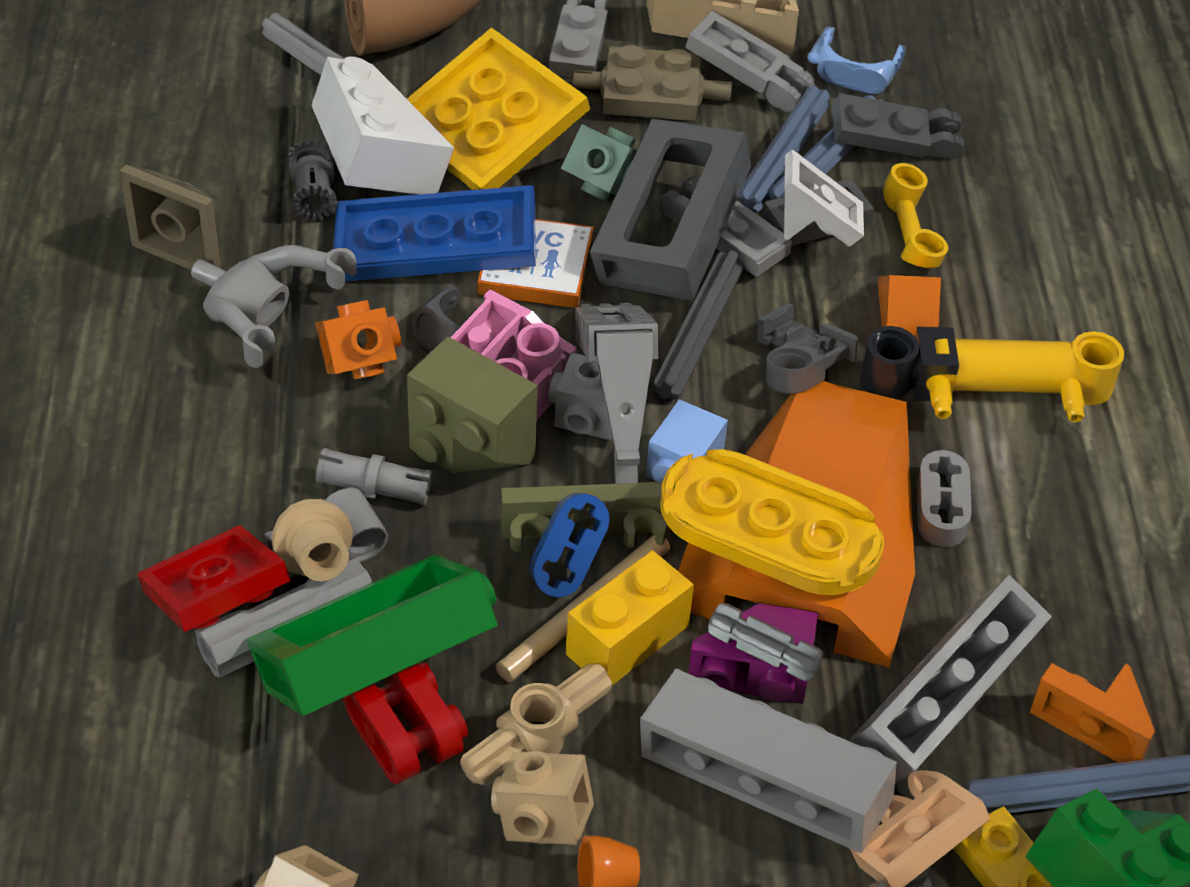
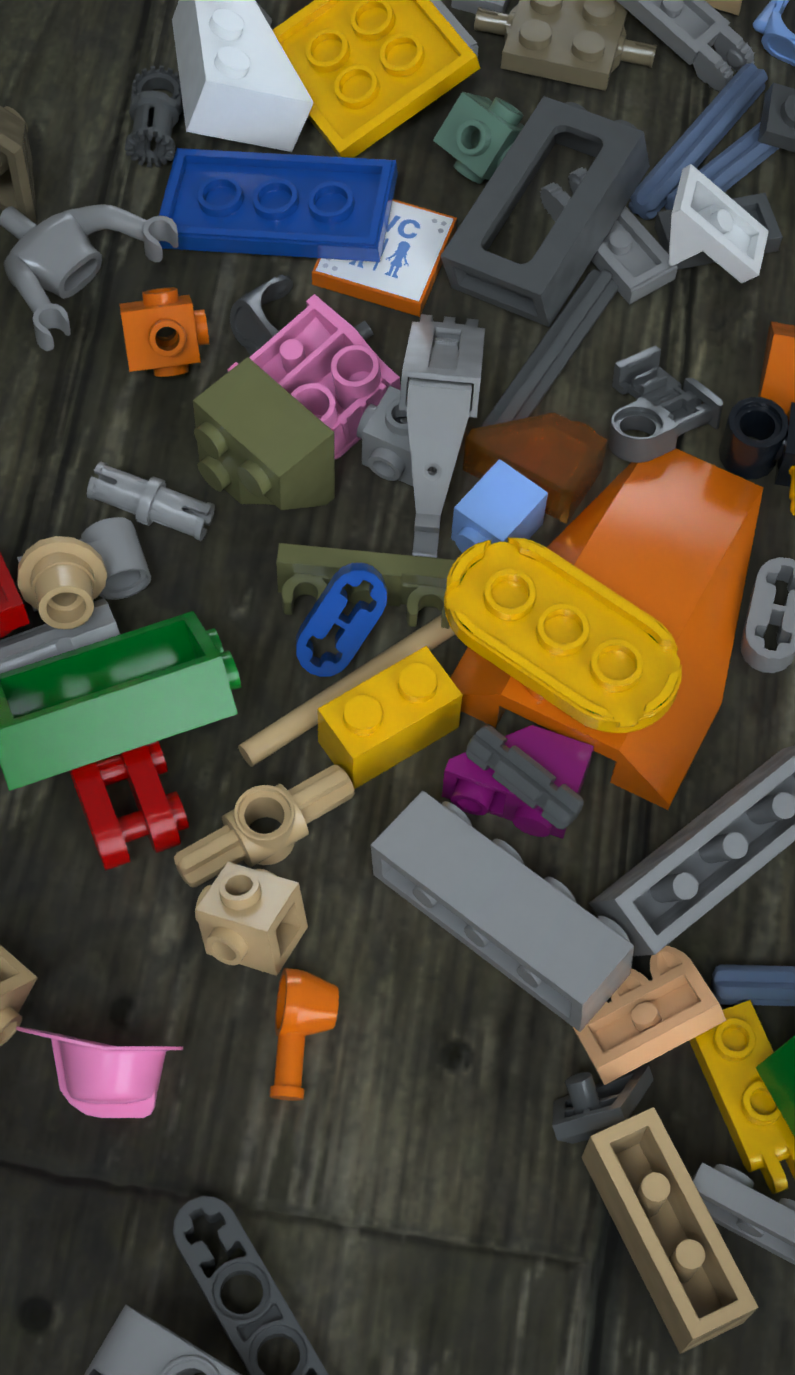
camera: 10 degrees right, 15 degrees up
(714, 386) = (547, 450): none -> clear orange slope

